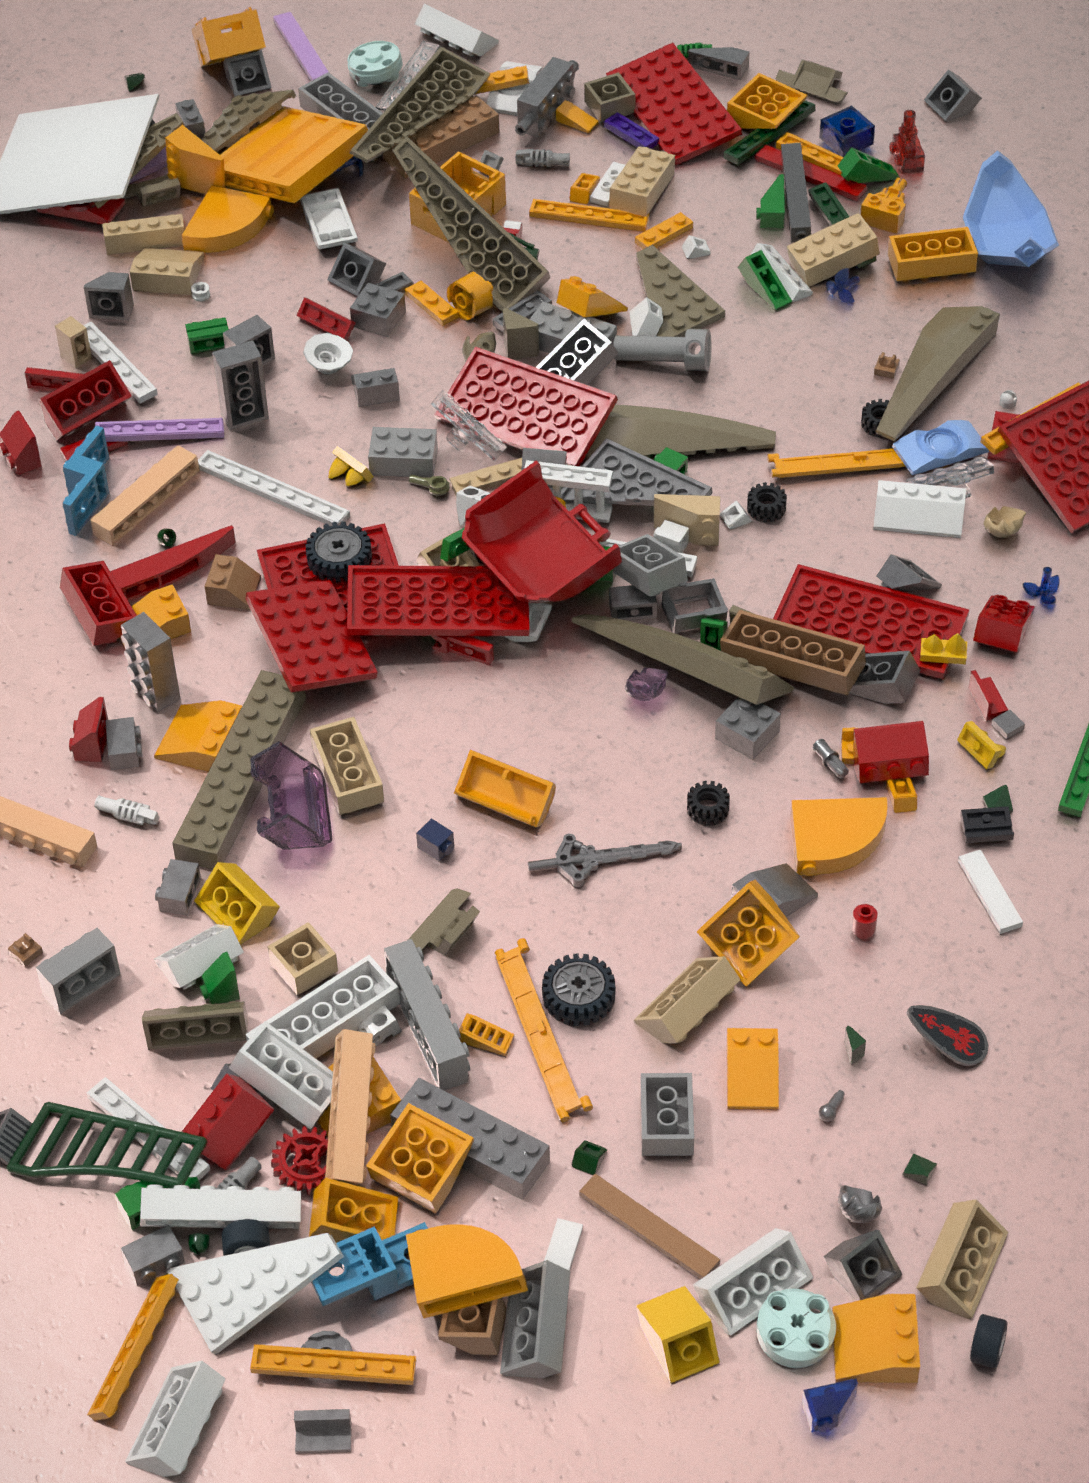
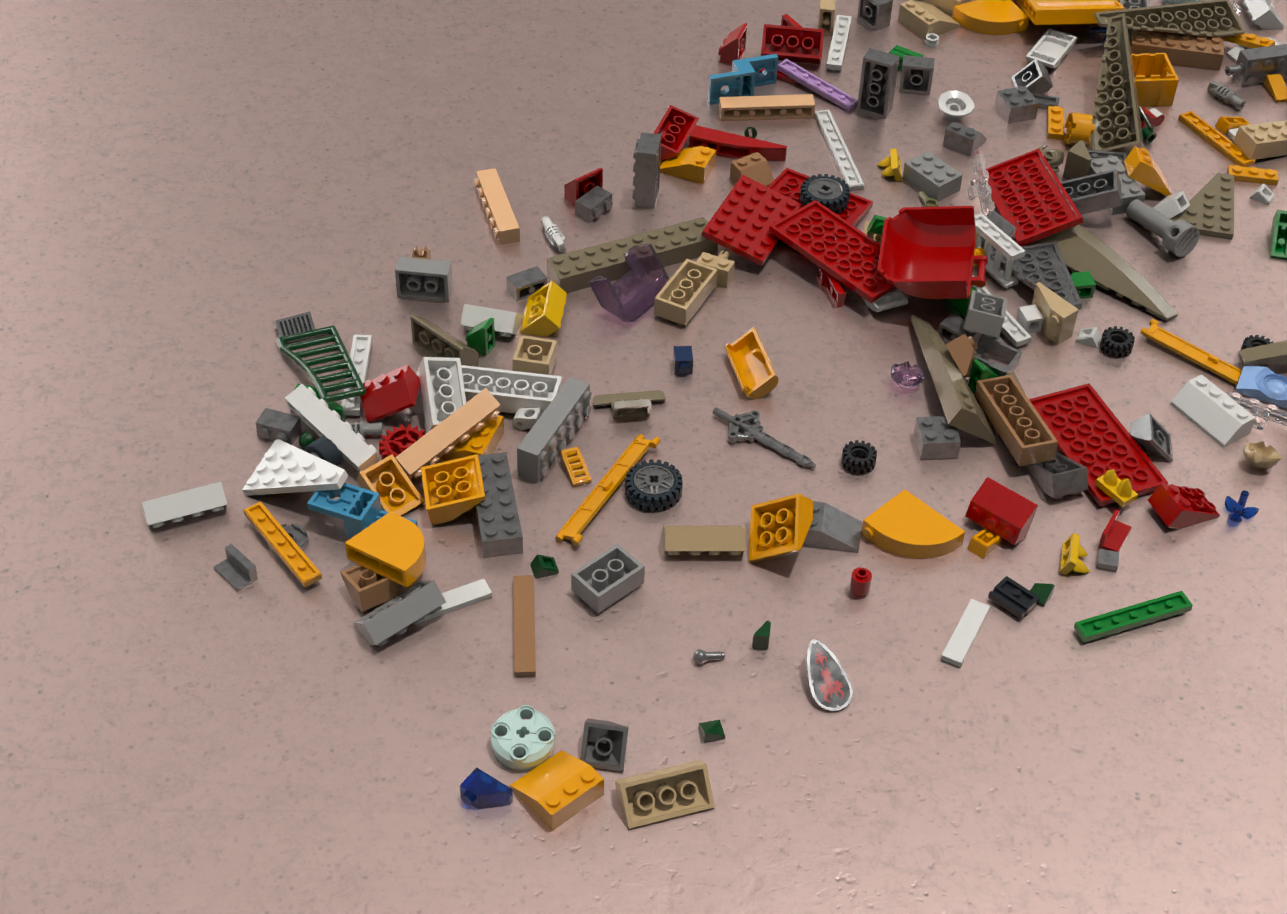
camera: 45 degrees right, 5 degrees down
(132, 1348) = (205, 460): light orange plate -> none
(197, 733) = (635, 224): light orange slope -> none
(325, 318) = (981, 92): red plate -> none
(337, 710) = (720, 262): none -> tan brick
(492, 160) = (1188, 78): light grey plate -> none
(679, 1333) = (458, 683): yellow slope -> none
(683, 620) = (963, 353): none -> medium nougat slope
(743, 1283) = (550, 695): white slope -> none
(752, 1068) = (690, 599): light orange slope -> none
(830, 758) = (965, 491): flat silver axle -> none
(859, 1204) = (646, 711): flat silver hair -> none
(988, 1341) = (614, 843): black wheel -> none

